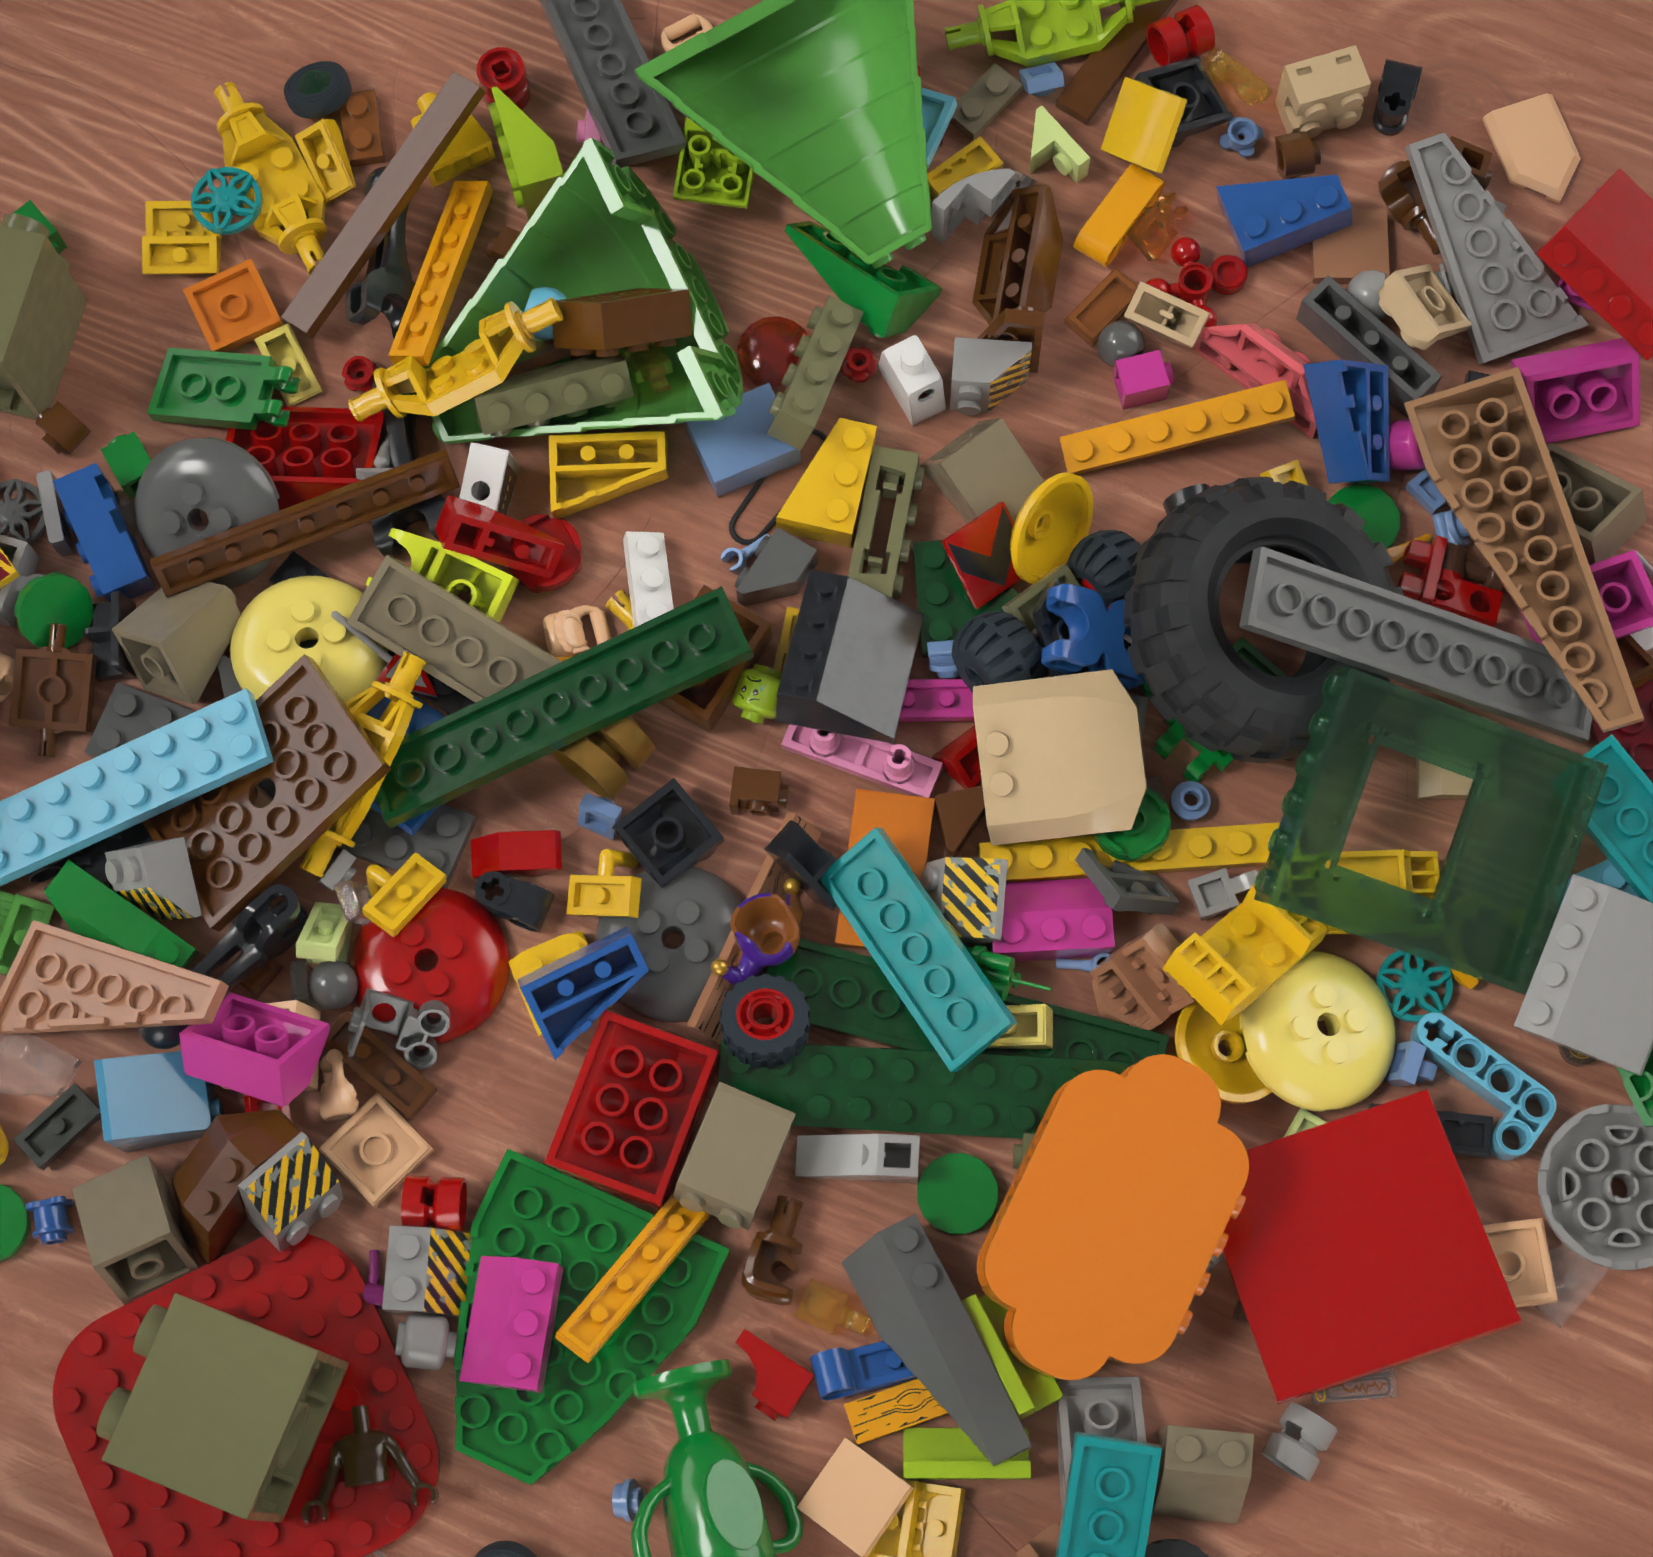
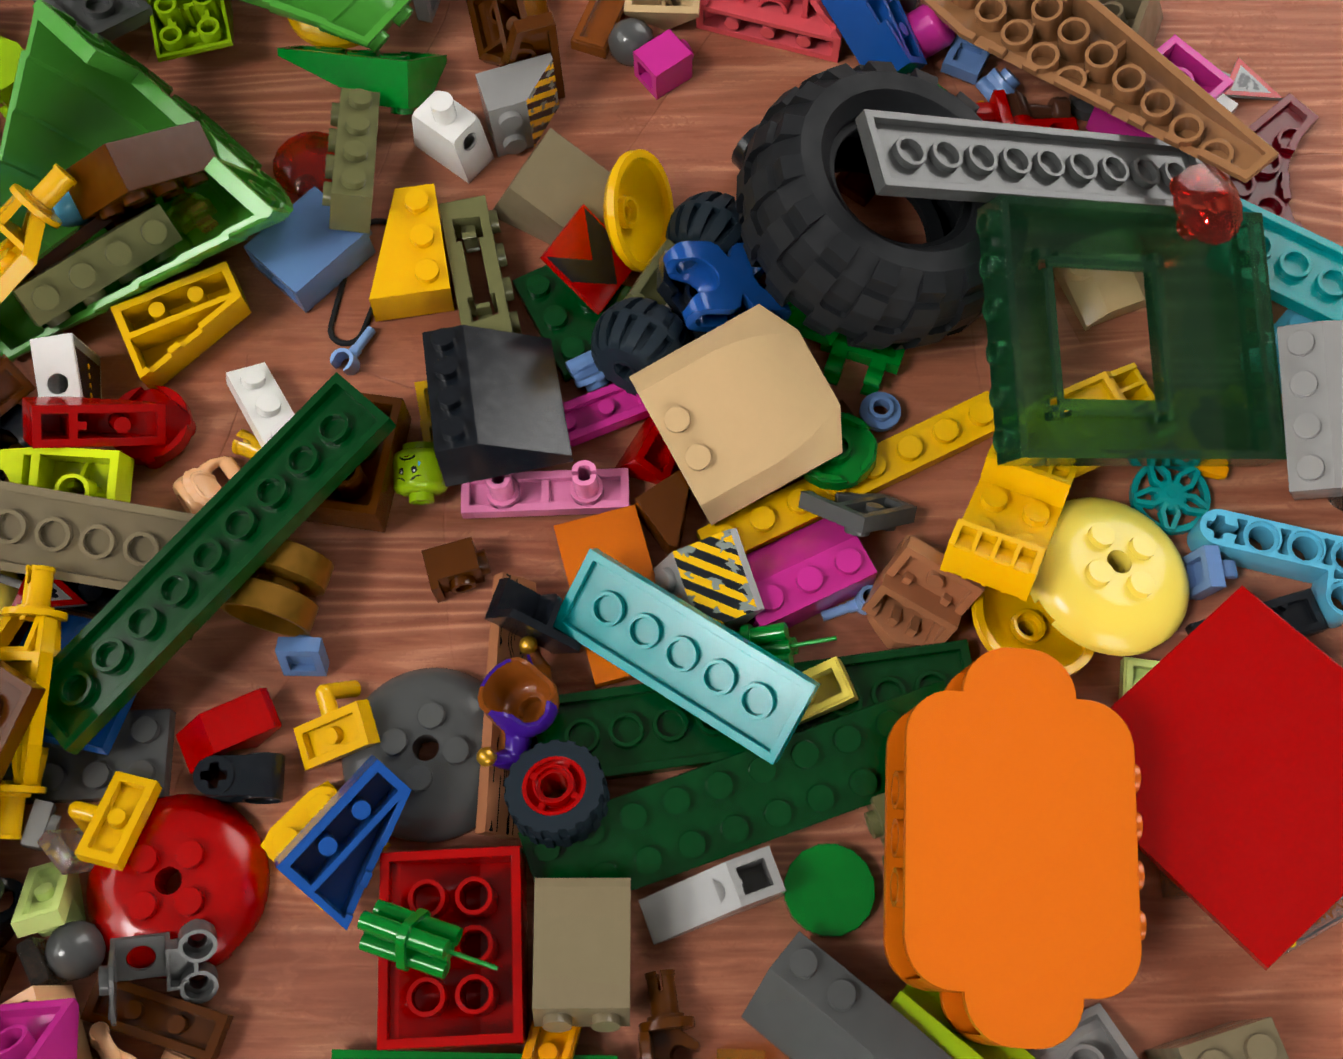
camera: 25 degrees left, 5 degrees down
(604, 1088) = (412, 939): none -> green piece
(668, 833) = (380, 644): black slope -> none
(778, 571) = (391, 352): dark grey slope -> none
(859, 373) = (397, 154): red plate -> none
(1177, 427) = (719, 85): light orange plate -> none
(1217, 892) = (947, 484): light grey plate -> none
(1299, 1441) = (1298, 1017): light grey wheel -> none
(1552, 740) = (1206, 205): none -> clear red dish

